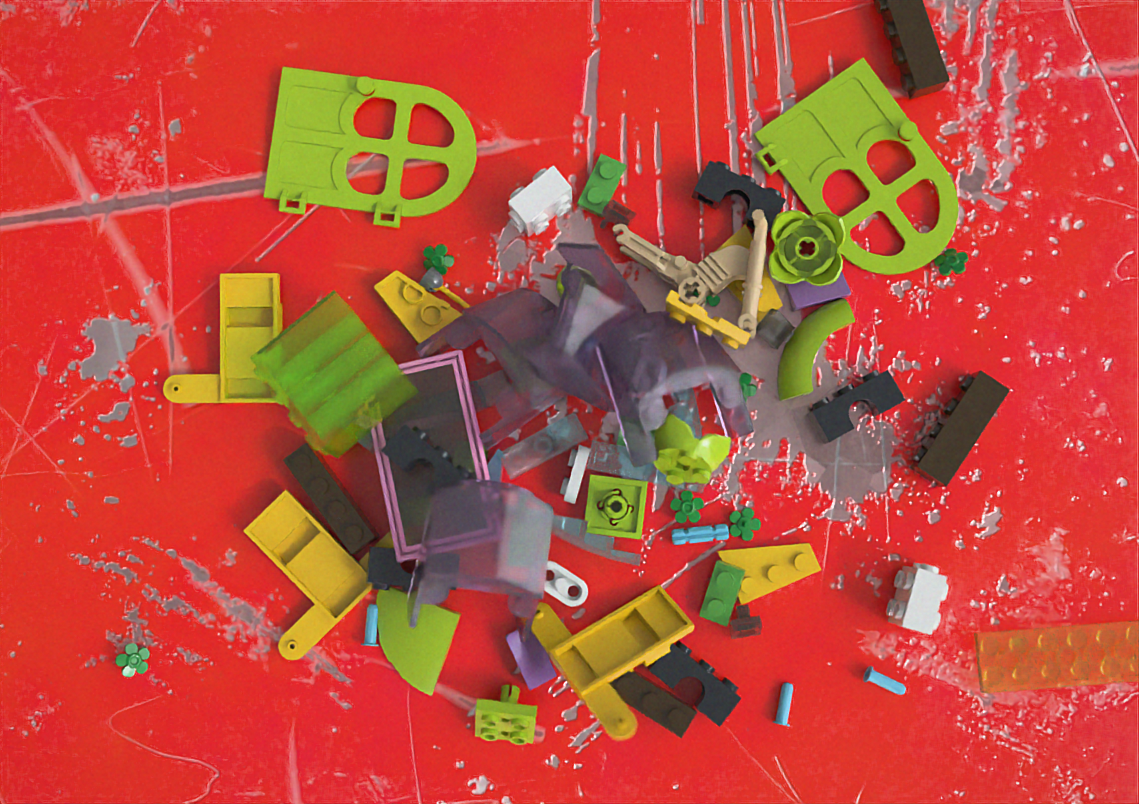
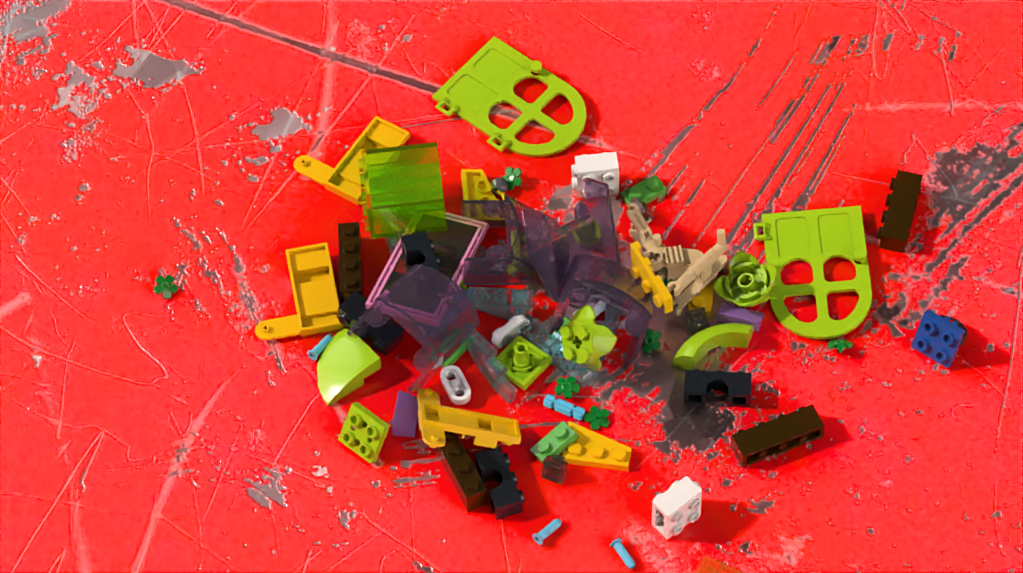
camera: 30 degrees right, 30 degrees down
(720, 182) = (716, 219): black arch -> none
(1063, 187) = (939, 337): none -> blue plate

